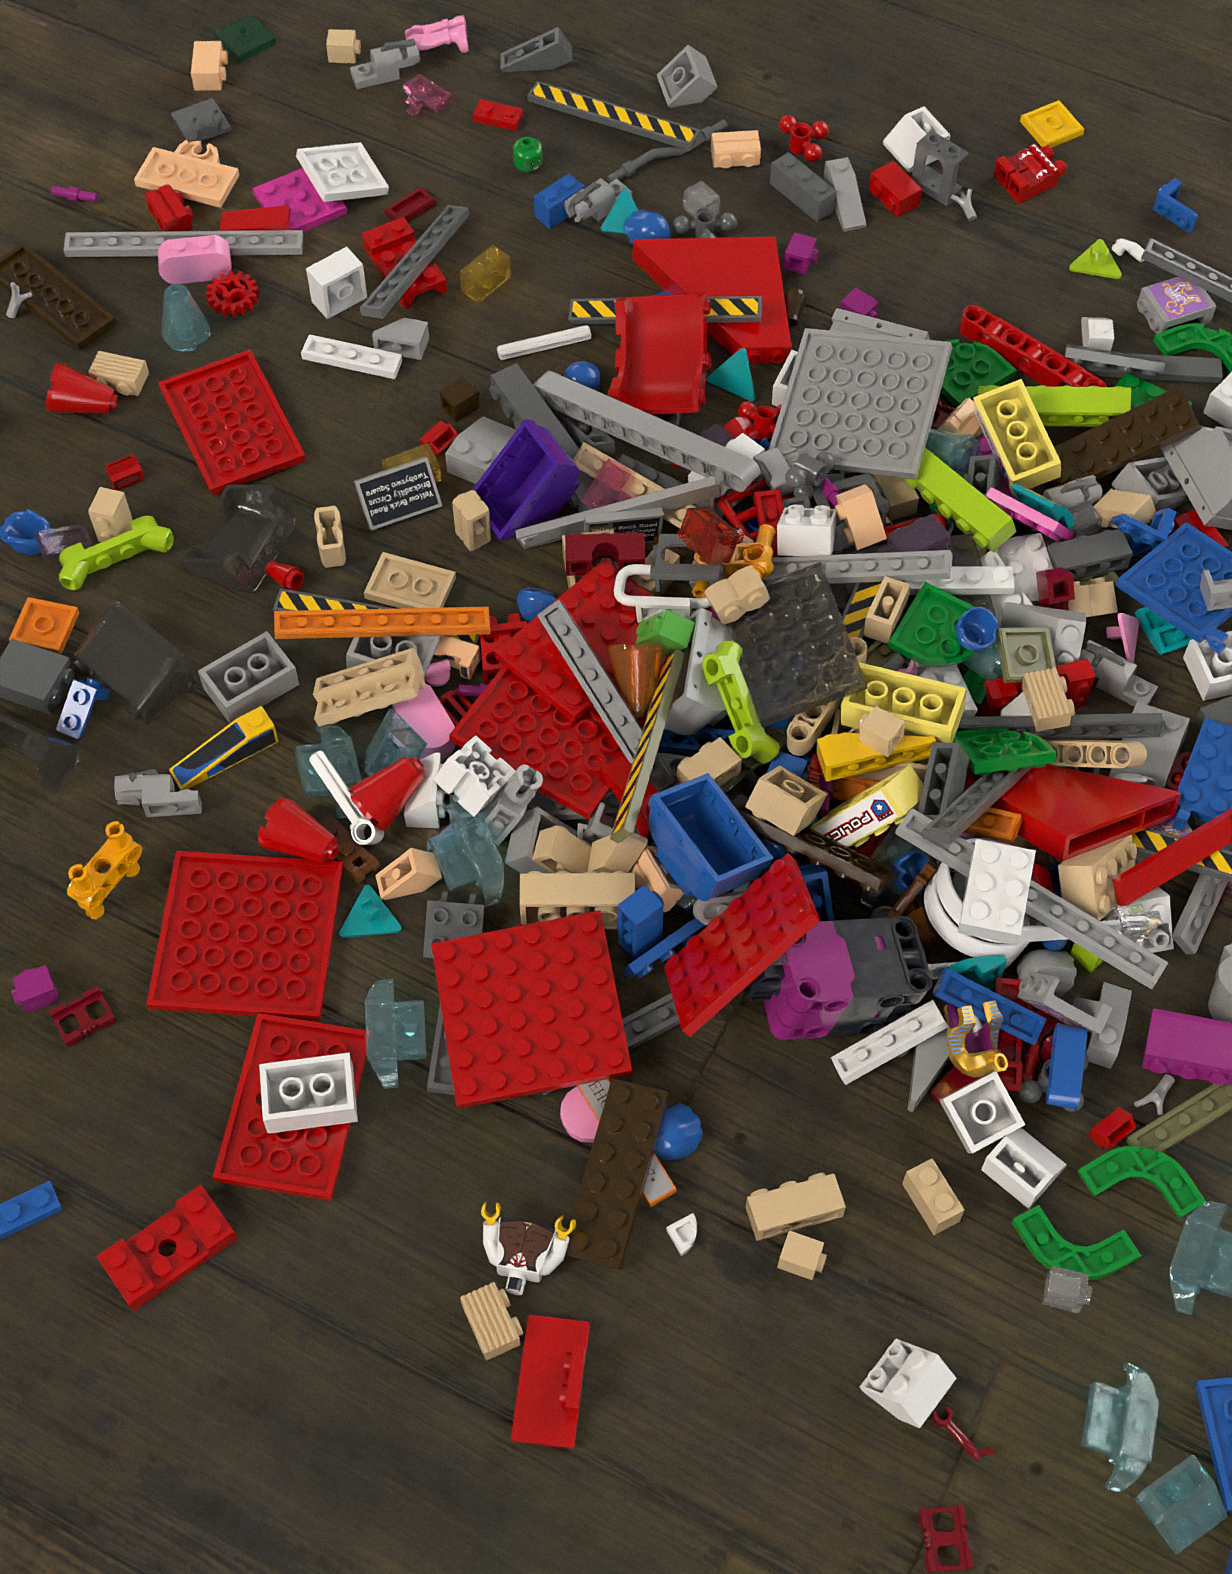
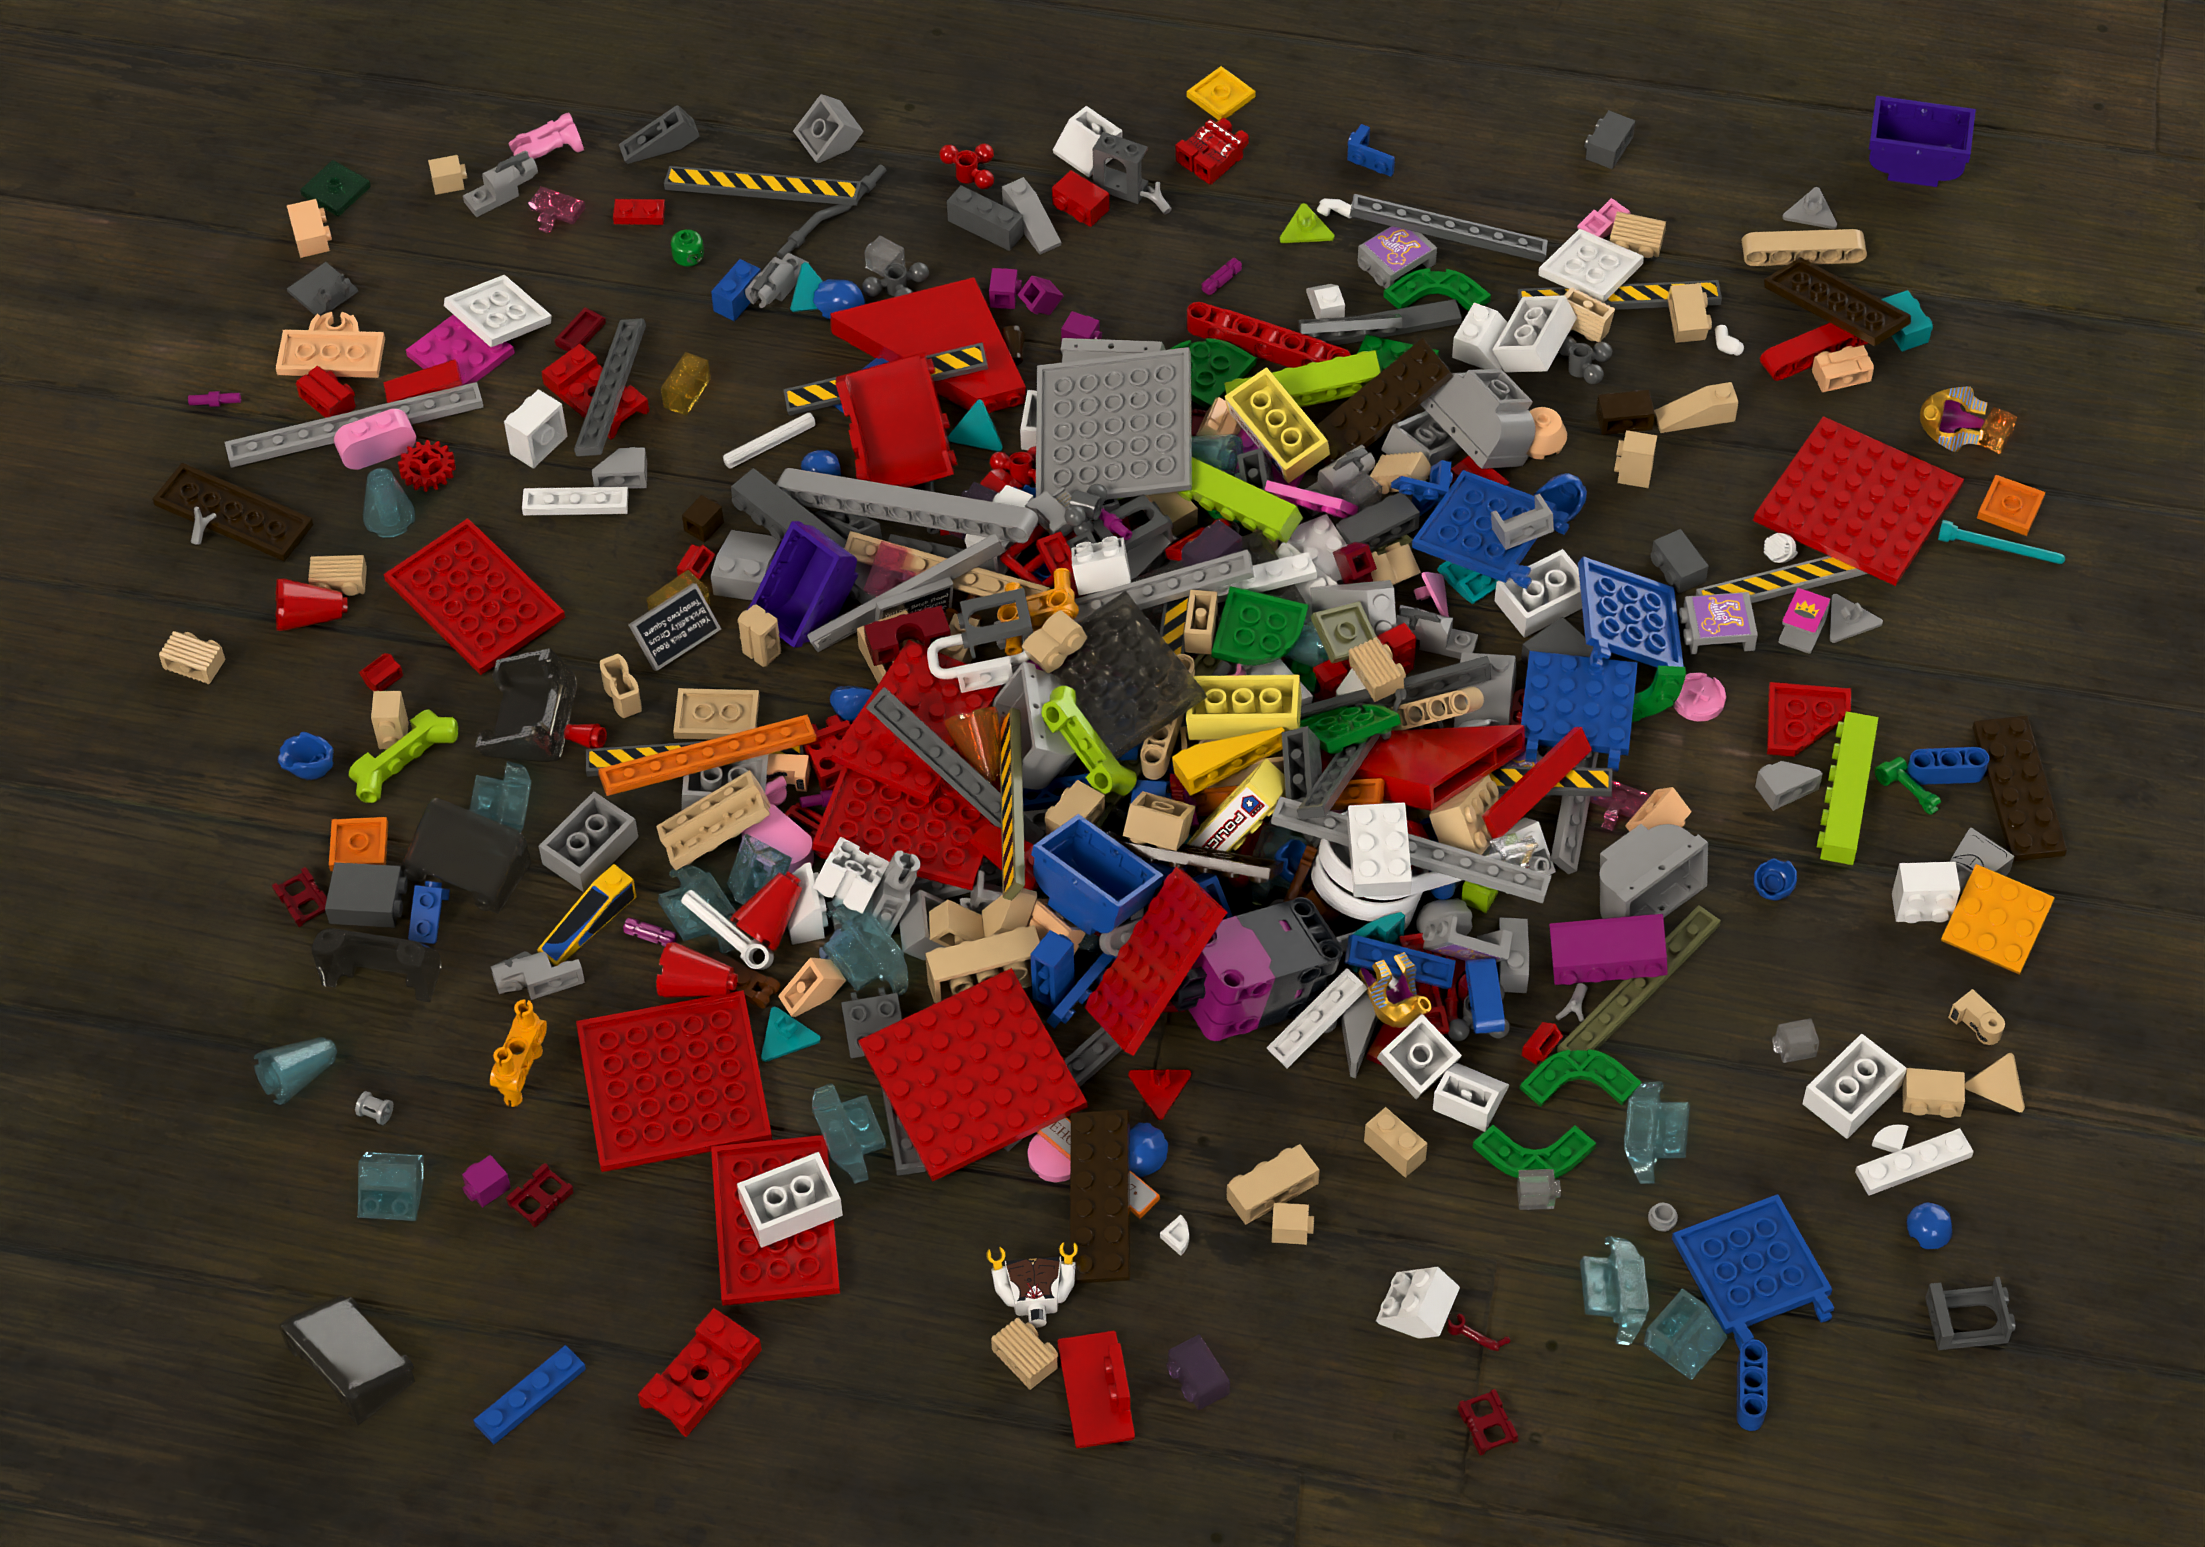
camera: 15 degrees left, 5 degrees down
(55, 540) = (345, 754): tile -> none
(186, 619) = (503, 799): none -> clear light blue plate
(277, 780) = (649, 932): none -> magenta axle
(659, 1394) = (1198, 1372): none -> clear purple brick
(666, 630) = (994, 690): bright green brick -> none
(709, 535) = (1012, 591): clear red brick -> none
(713, 1069) = (1159, 1087): none -> red piece
(735, 149) = (902, 193): light nougat brick -> none
(831, 267) = (1040, 295): none -> magenta brick
(860, 517) = (1149, 539): light nougat brick -> none
(881, 731) = (1231, 733): tan brick -> none
(976, 629) = (1292, 619): blue hair -> none
(1005, 288) = (1221, 276): none -> magenta axle
(1043, 505) = (1321, 486): teal slope -> none
(1064, 730) = (1400, 694): none -> dark grey hinge
(1191, 1357) = (1662, 1217): none -> light grey plate

